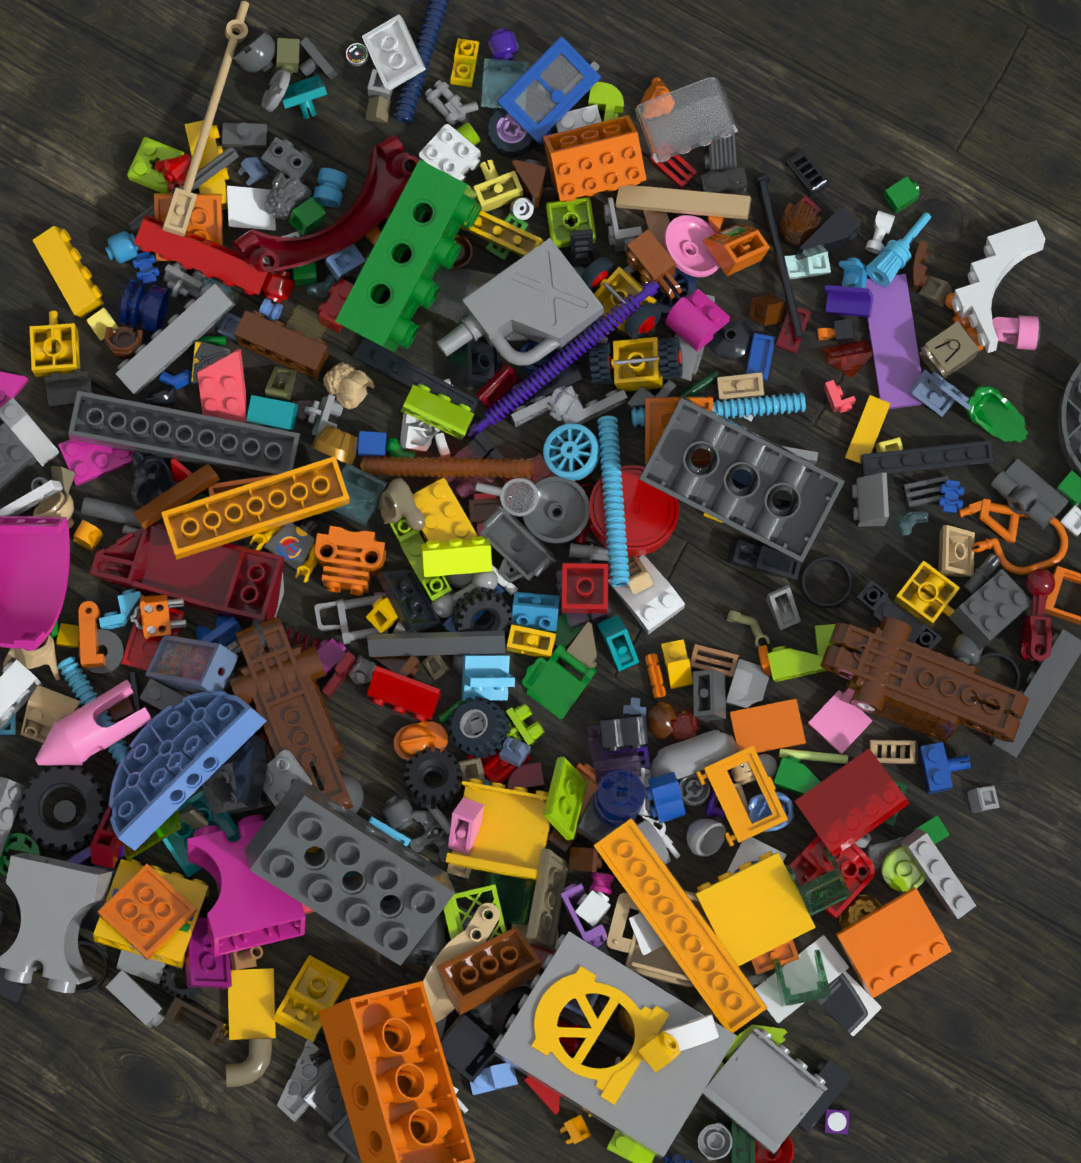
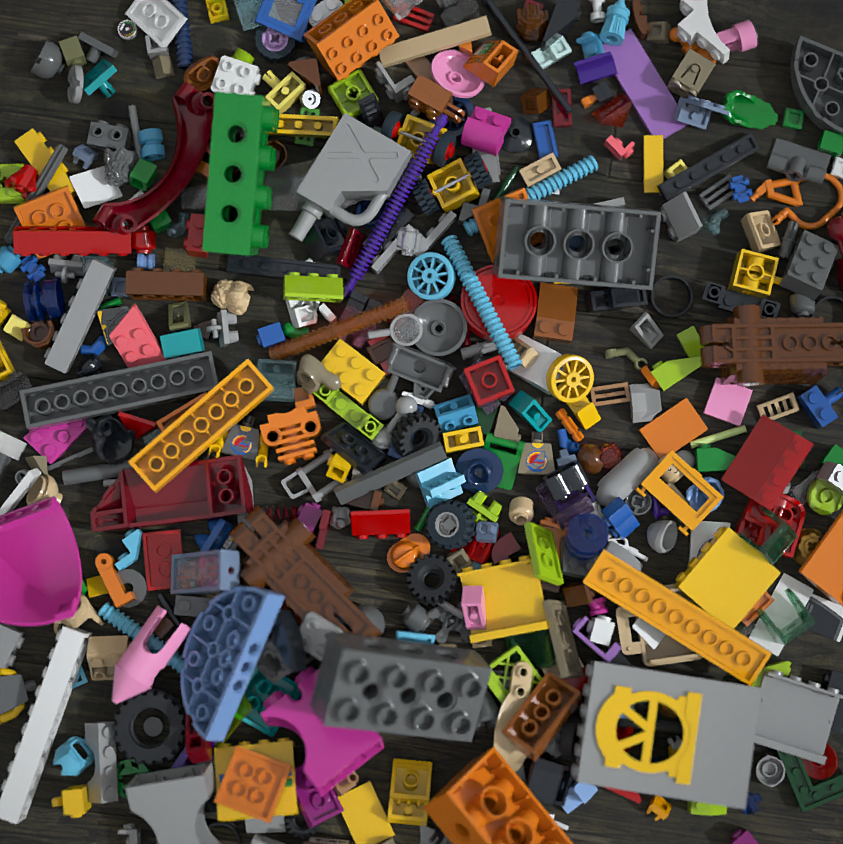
camera: 25 degrees left, 5 degrees up
(82, 488) = (79, 455): none -> dark grey piece
(87, 535) = (77, 501): light orange leg -> none
(155, 615) = (159, 542): orange piece -> none
(176, 495) = (134, 441): dark orange tile -> none
(183, 200) = (38, 202): tan bar -> none
(193, 817) = (257, 691): dark tan slope -> none
(244, 135) = (66, 130): dark grey tile -> none
(320, 163) = (135, 127): none -> light grey bar
(336, 443) = (243, 347): pearl gold piece -> none
(344, 261) = (188, 199): light blue slope -> none
(377, 525) = (303, 399): none -> orange panel
(417, 133) = (202, 73): none -> dark orange piece
(453, 110) = (222, 43): light grey piece -> none
(456, 556) = (377, 398): neon yellow brick -> none
(536, 682) = (481, 469): none -> dark blue piece
(562, 744) = (521, 510): none -> tan head
(603, 694) = (536, 457): none -> dark tan torso
(641, 692) = (565, 443): none -> blue arm
(659, 1050) = (709, 728): yellow brick -> none
(675, 623) = (570, 378): none -> yellow wheel
(691, 548) = (555, 313): none -> dark orange slope
(694, 1032) = (726, 705): white slope -> none
(709, 695) = (619, 423): dark grey brick -> none
(1044, 445) = (793, 119): none -> green tile

